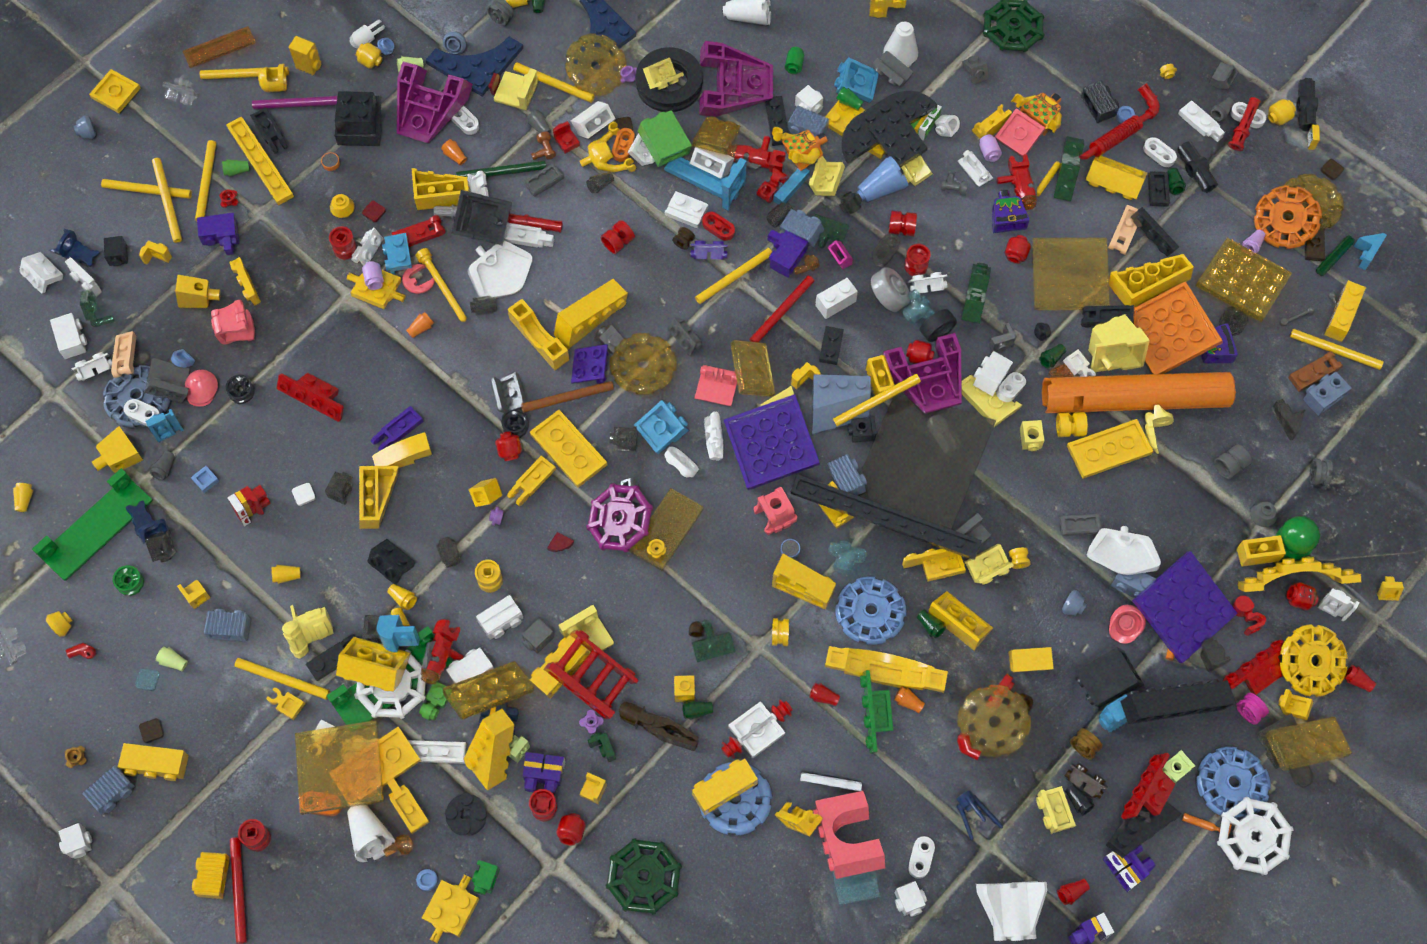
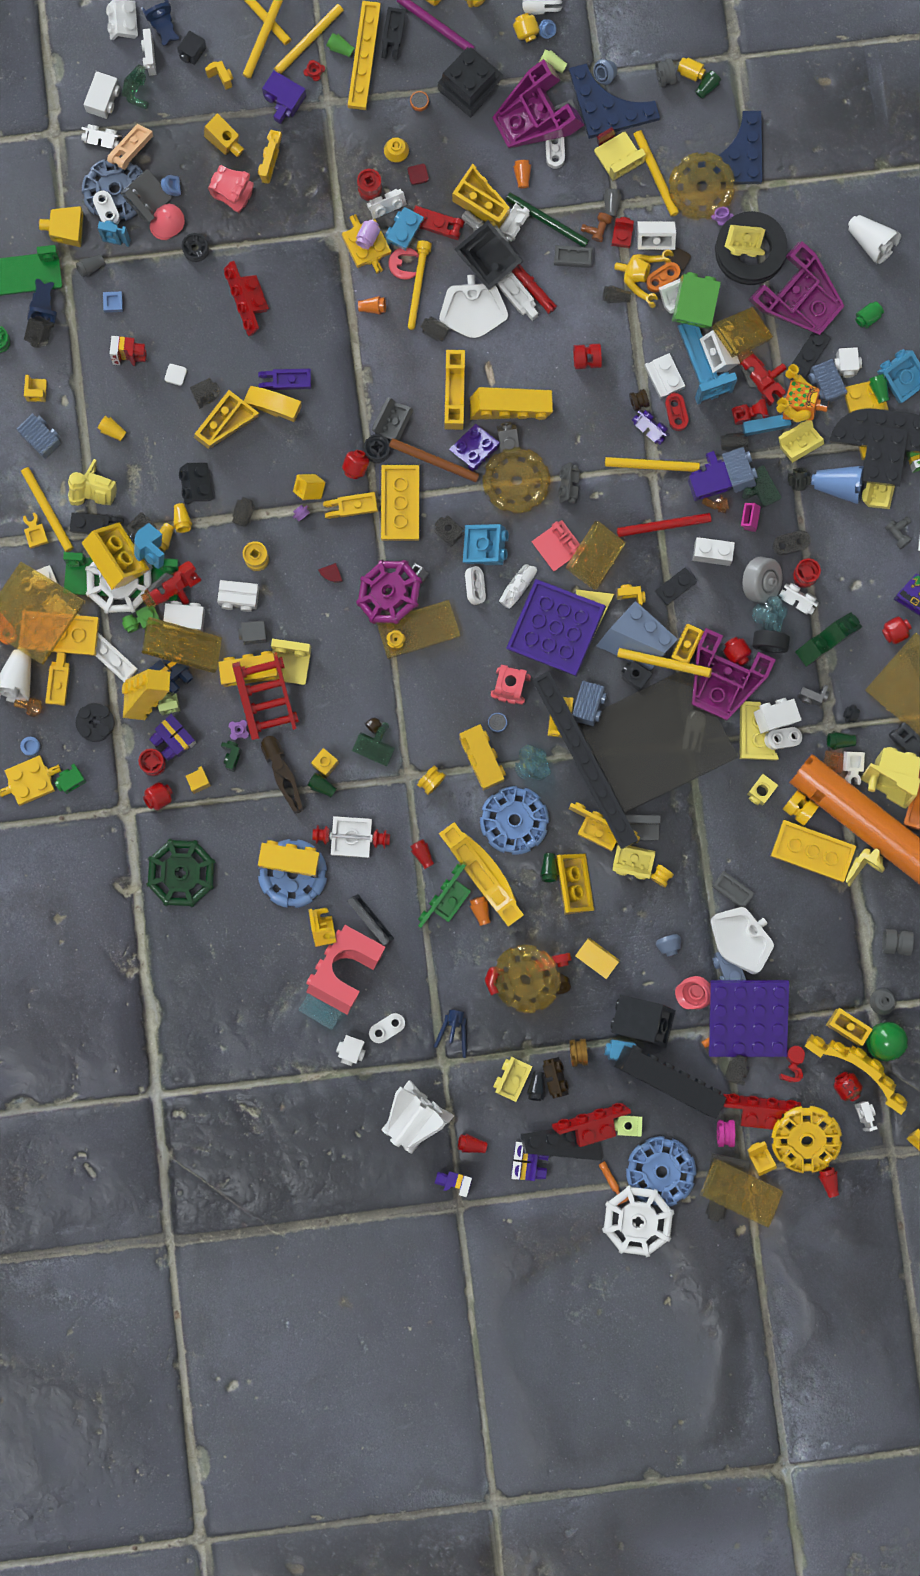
camera: 40 degrees right, 15 degrees up
(902, 223) = (824, 532): red wheel -> none

